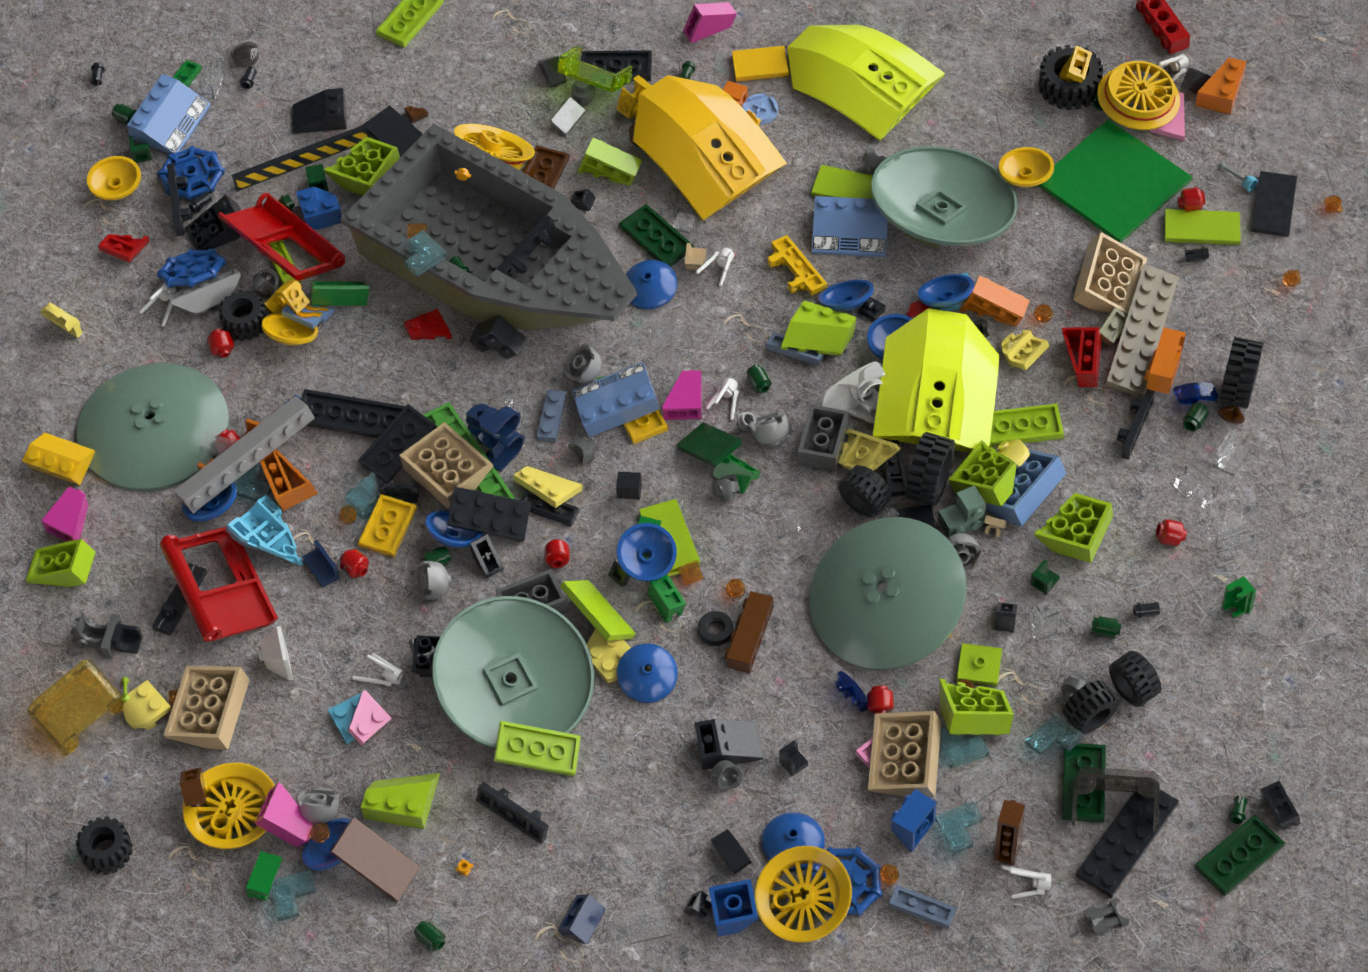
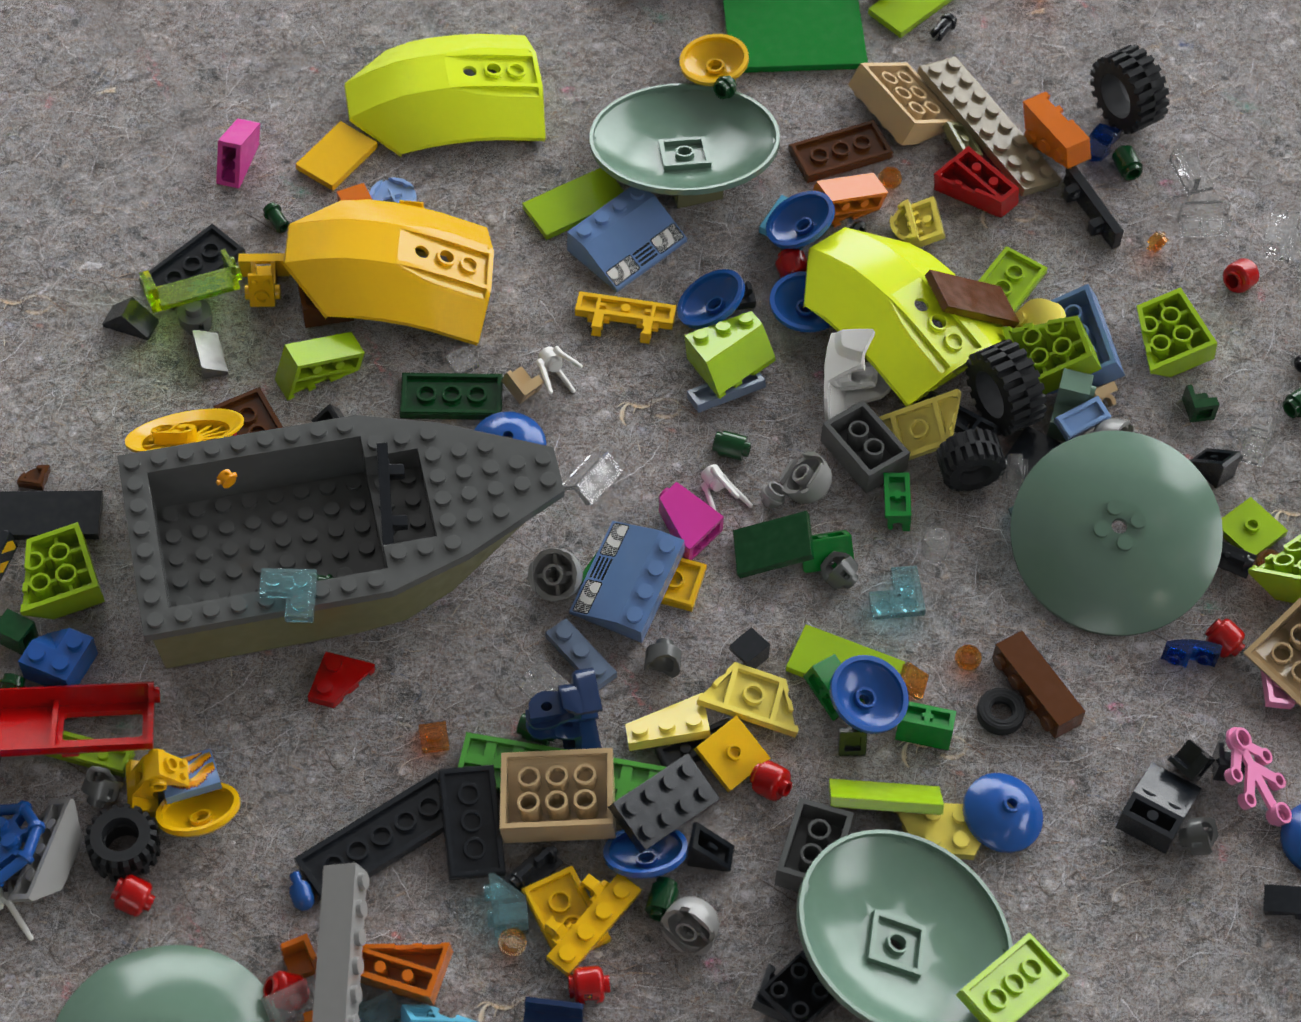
camera: 55 degrees left, 0 degrees up
(339, 293) = (200, 723): green slope -> none
(407, 537) = (606, 907): none -> yellow hinge
(414, 229) = (224, 585): clear orange tile -> none
(435, 392) = (434, 737): none -> clear orange plate
(499, 335) = (430, 622): black brick -> none
(556, 523) = (731, 753): none -> yellow plate
(601, 508) = (753, 698): none -> light yellow wing
(741, 532) = (904, 599): none -> clear light blue plate
(771, 740) = (1192, 760): none -> black panel
(792, 772) = (1241, 747): none -> bright pink plant
(804, 480) = (897, 499): none -> green hinge
(872, 160) = (571, 162): dark grey piece -> none
(944, 664) = (1236, 560): none -> black hinge
(955, 522) = (1082, 418): none -> light blue tile
(979, 408) = (971, 298): none -> reddish brown tile
(1008, 185) = (725, 87): none -> dark green plate
(1037, 276) = (840, 151): none -> reddish brown tile
(1149, 474) = (1157, 241): none -> clear orange plate
(1231, 414) = (1146, 138): reddish brown tile -> none

